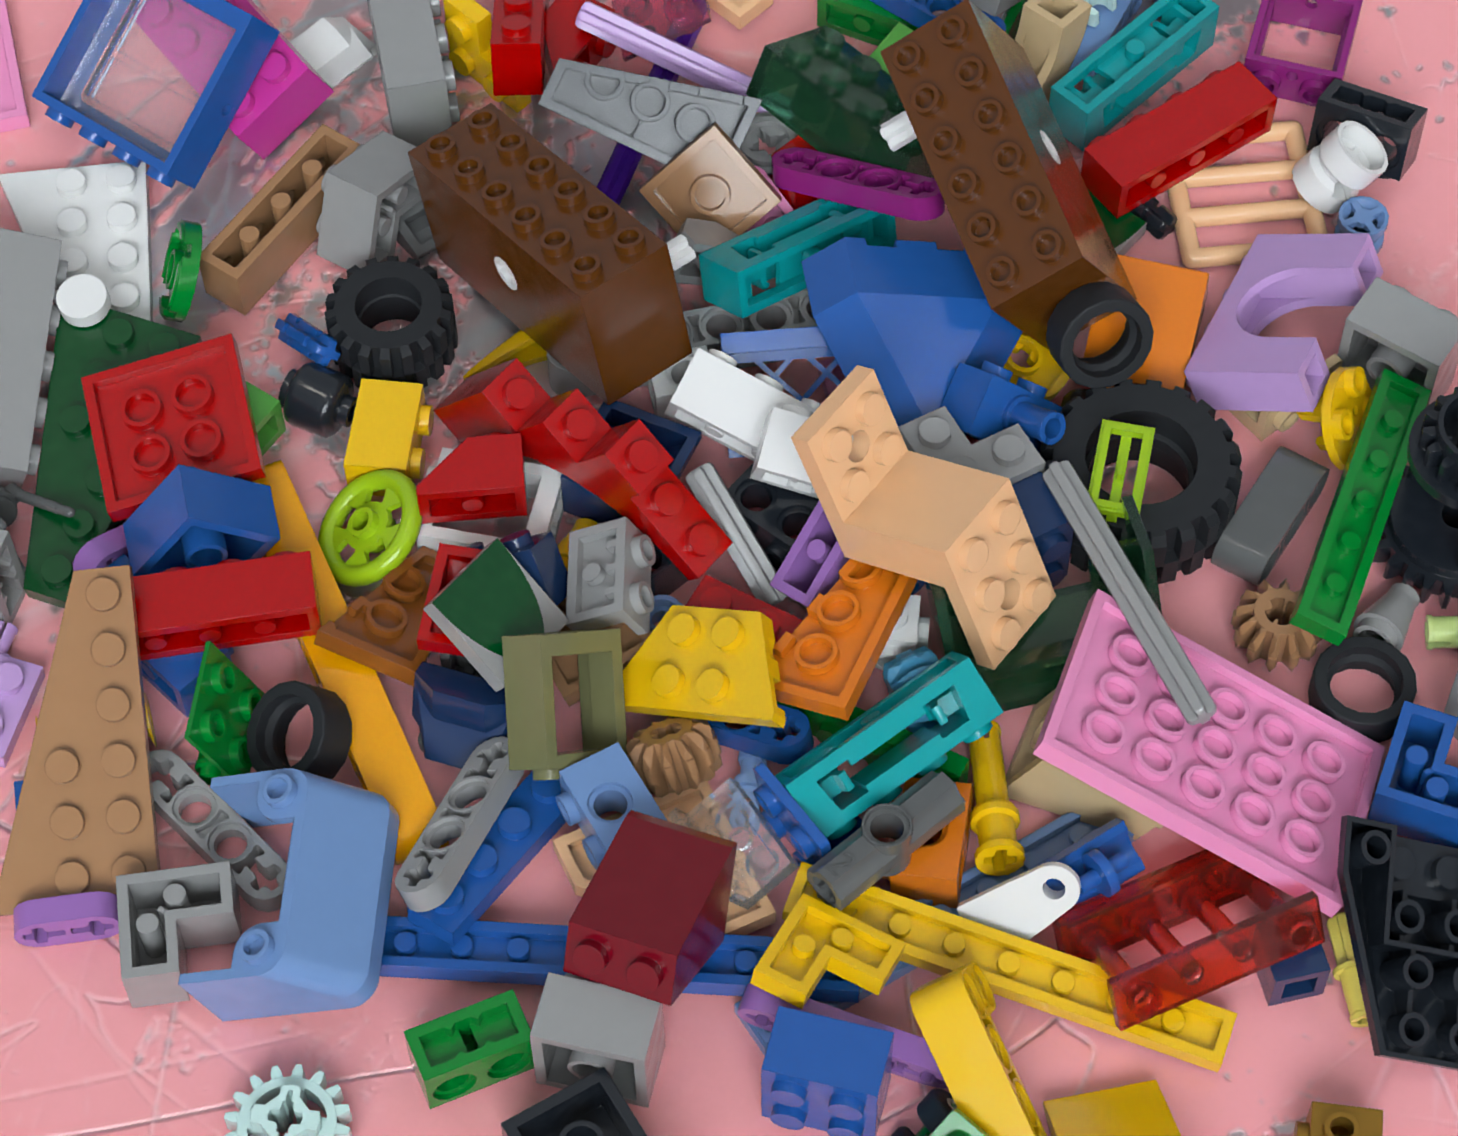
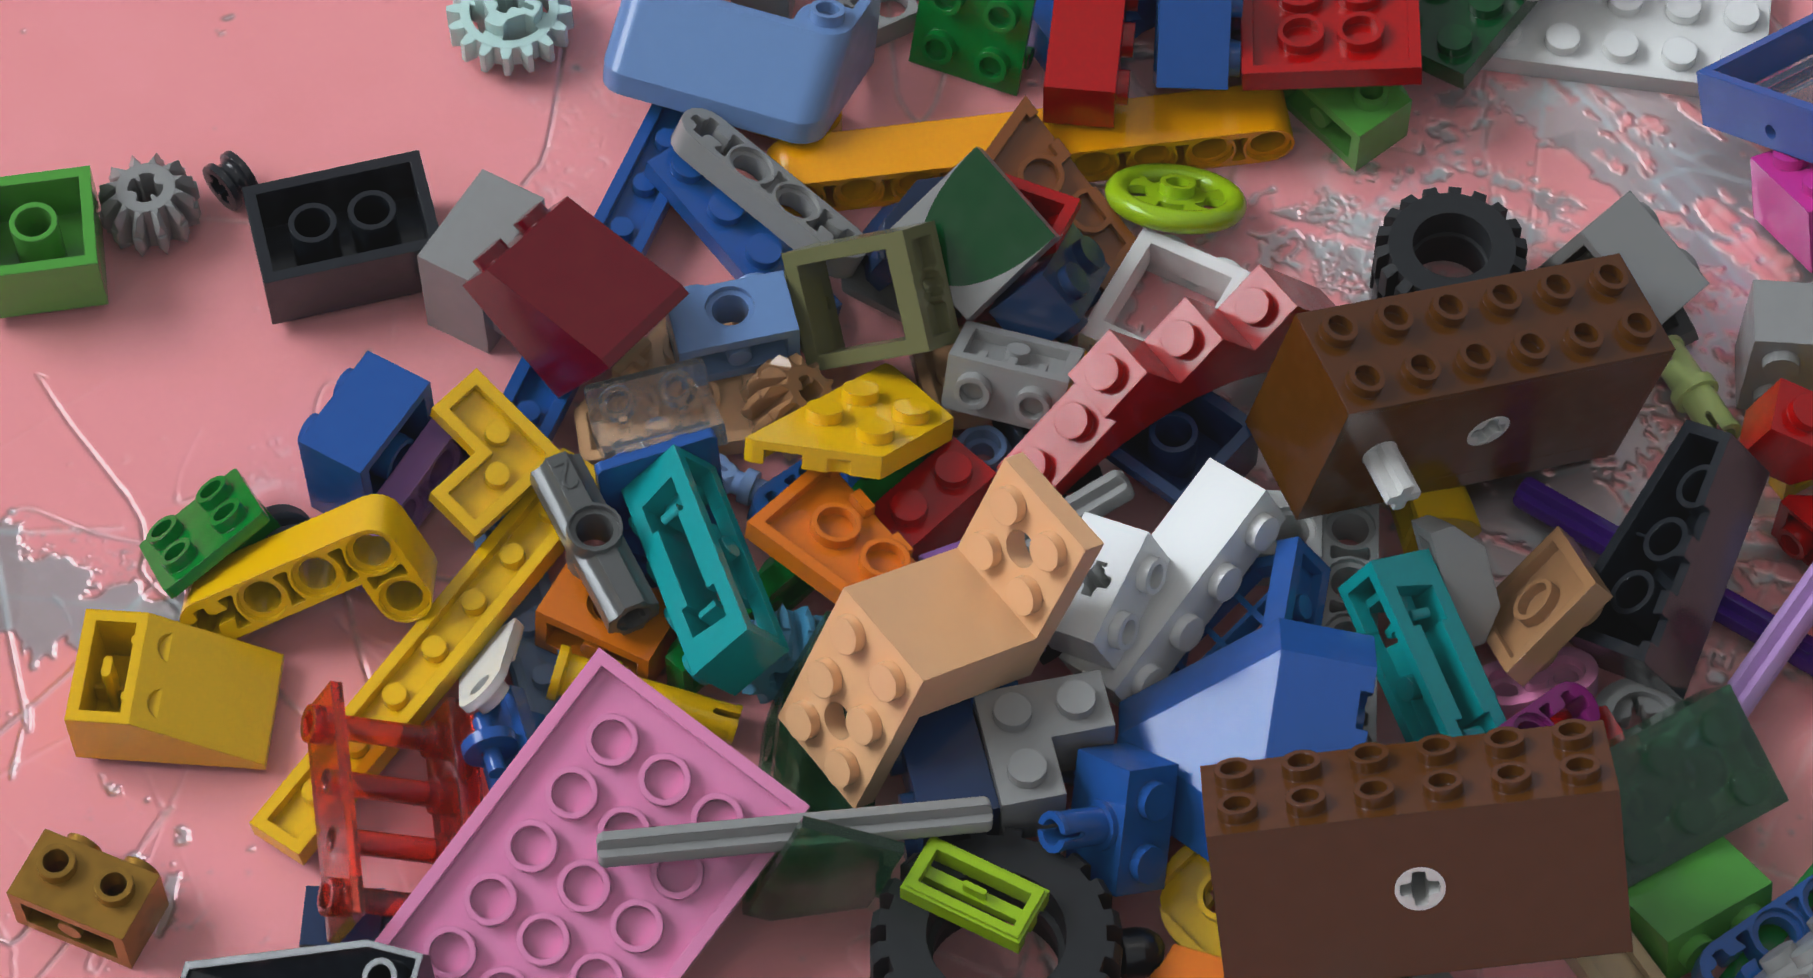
camera: 105 degrees right, 0 degrees up
(181, 270) = (1571, 81): green tile -> none
(271, 721) = (929, 85): black tyre -> none
(273, 225) = (1600, 162): medium nougat brick -> none
(307, 339) = (1469, 181): blue axle -> none
(318, 399) = (1364, 185): black head -> none
(388, 430) = (1300, 238): yellow brick -> none
(470, 1048) = (524, 143): green brick -> none
(476, 481) = (1175, 267): red slope -> none
(1121, 359) = (1160, 909): black tyre -> none

